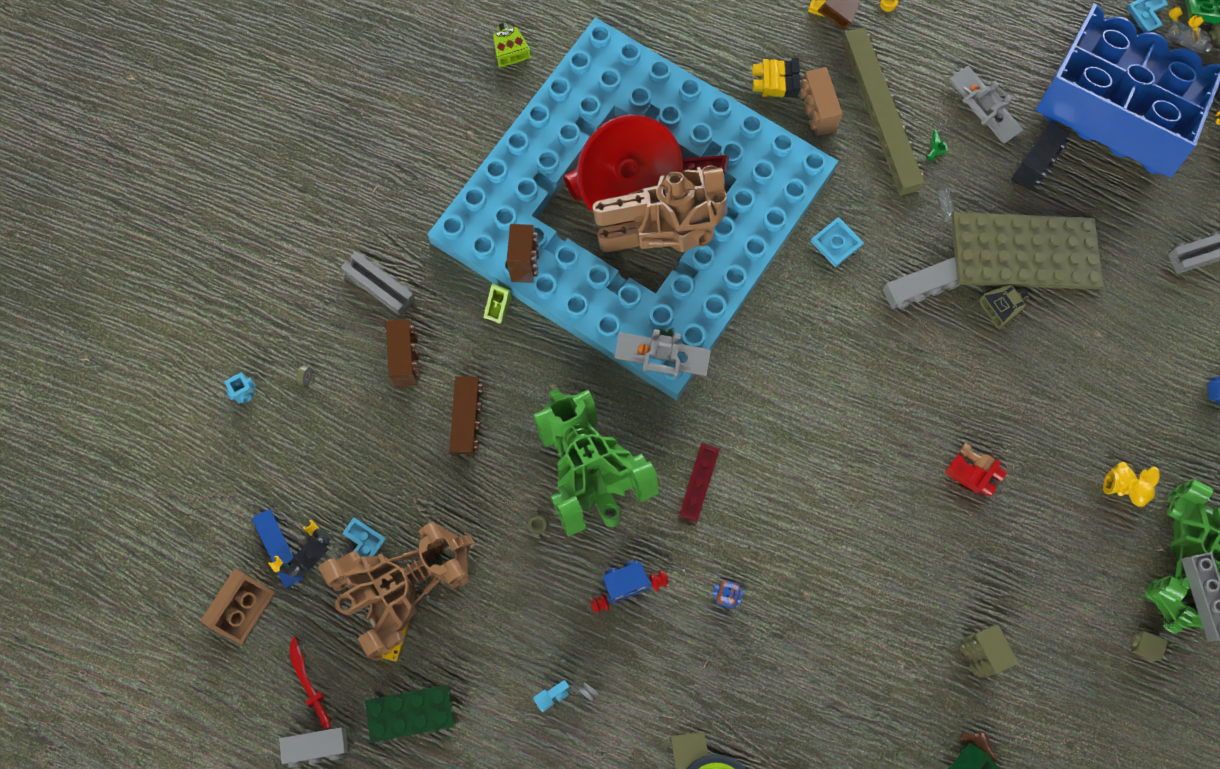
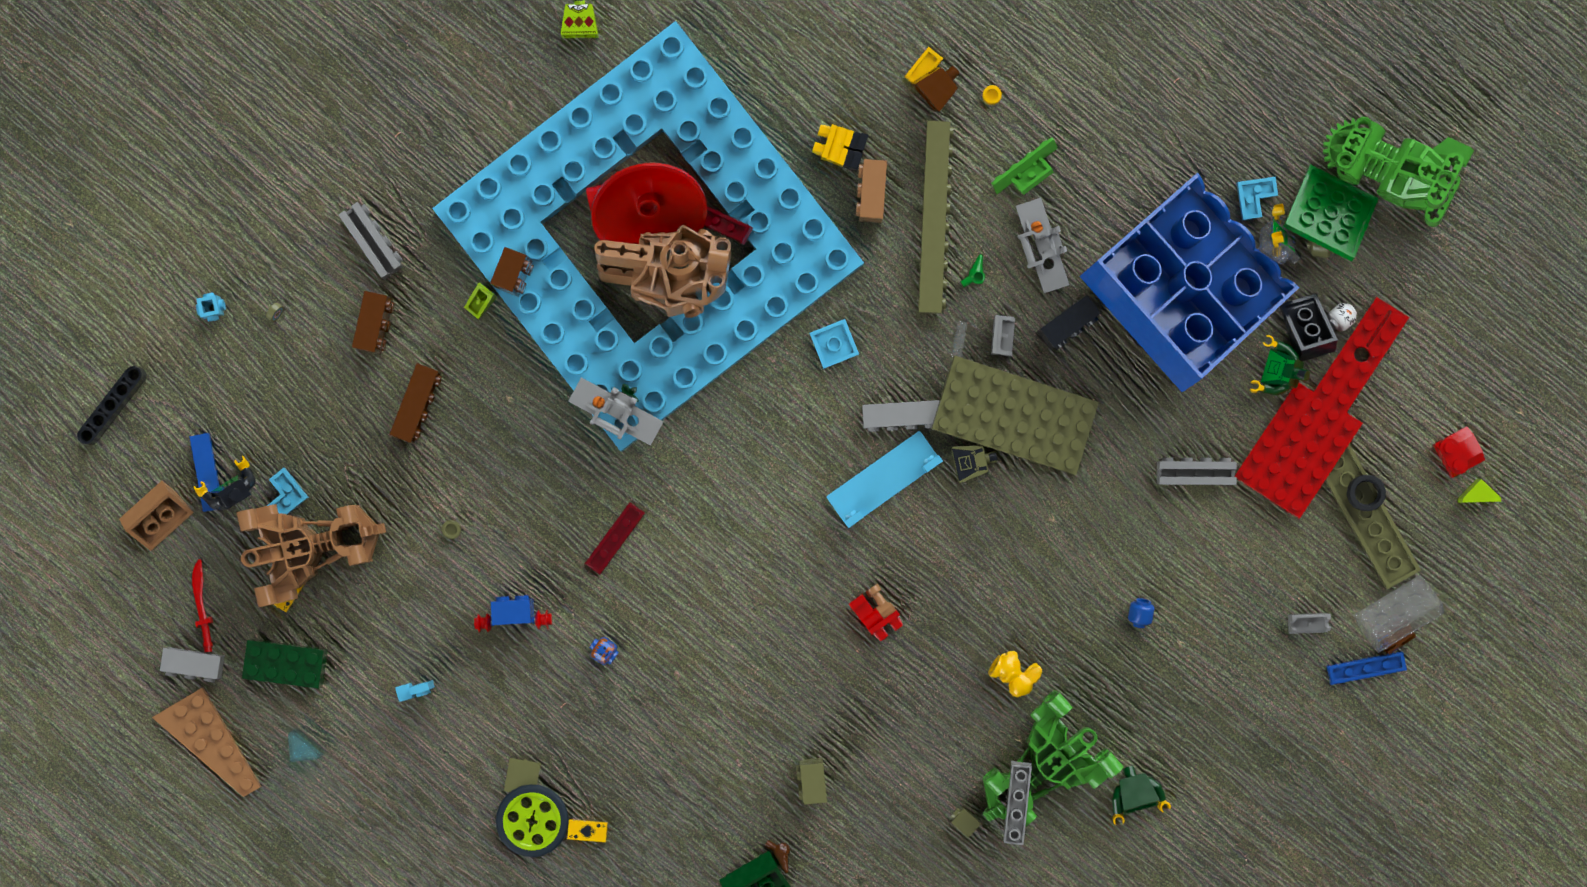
camera: 15 degrees right, 15 degrees up
(167, 522) = (103, 409): none -> black beam
(588, 692) = (448, 696): light grey bush -> none
(592, 463) = (511, 497): bright green connector -> none
(931, 346) = (883, 479): none -> medium azure bracket
(947, 49) = (1028, 171): none -> bright green bracket
(983, 189) = (1002, 335): none -> light grey hinge

